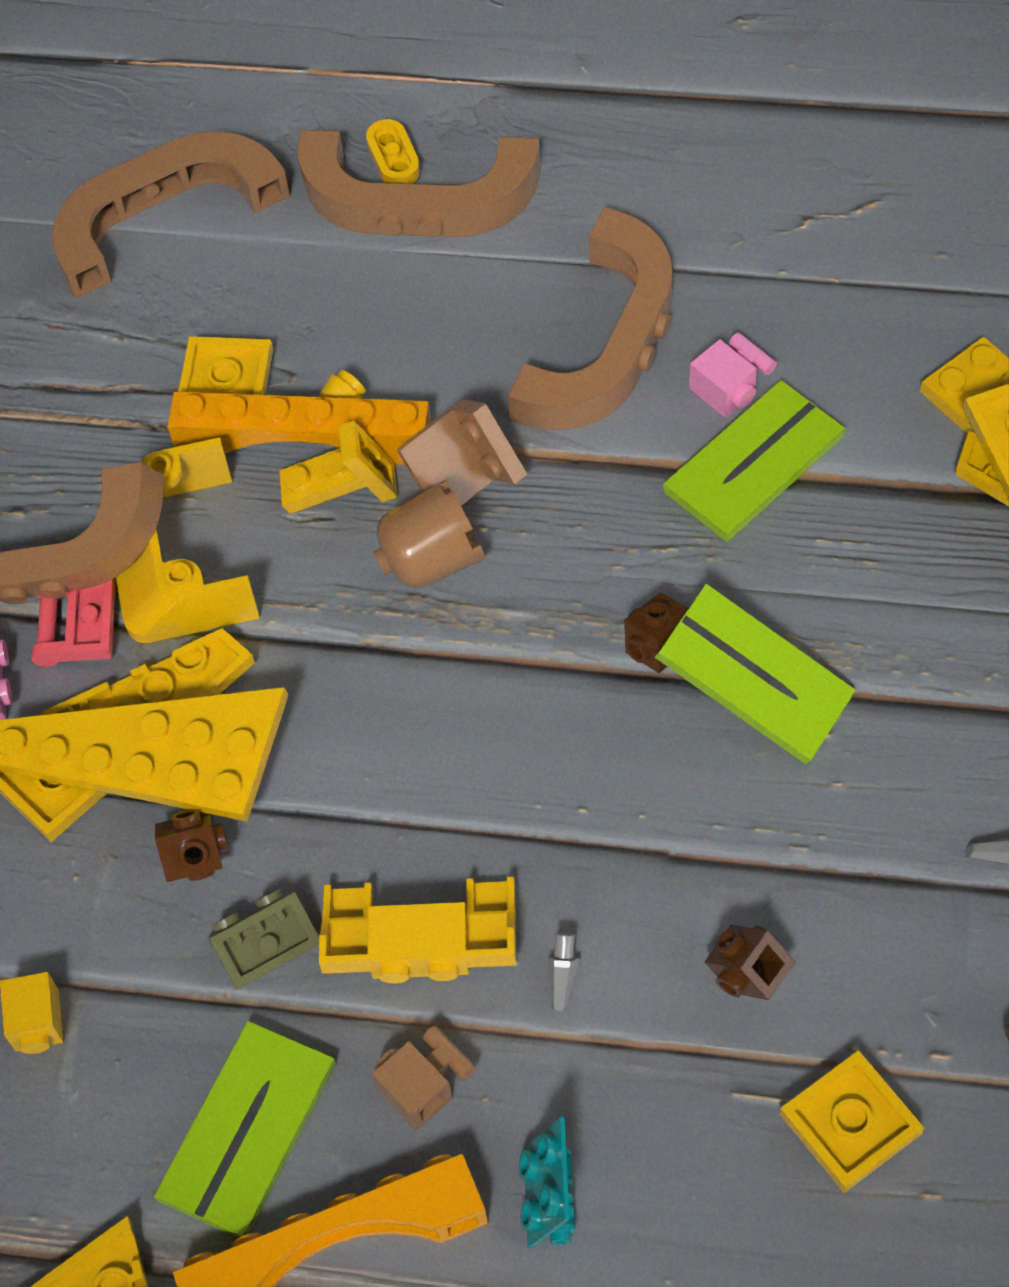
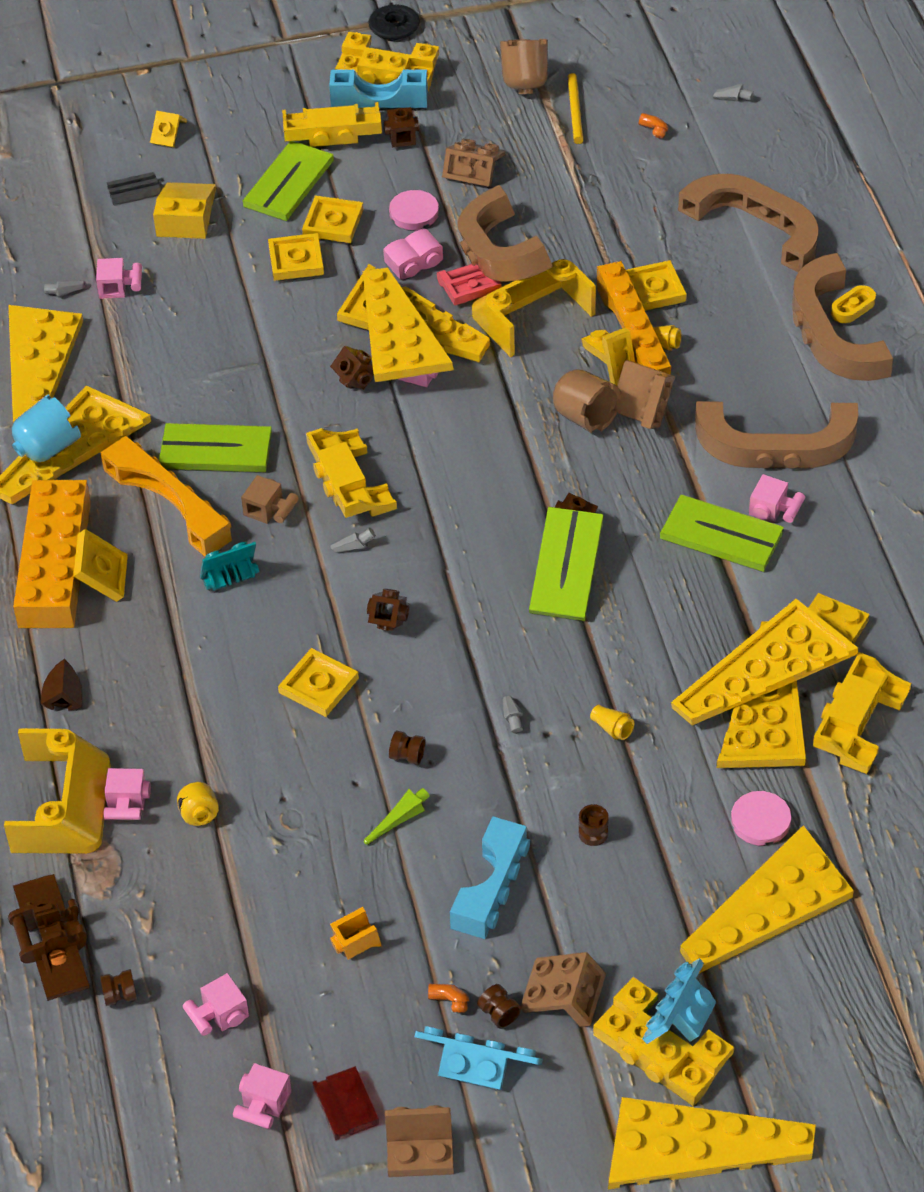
camera: 65 degrees right, 10 degrees down
(31, 1013) = (239, 344): yellow brick -> none
(264, 938) = (314, 413): olive bracket -> none

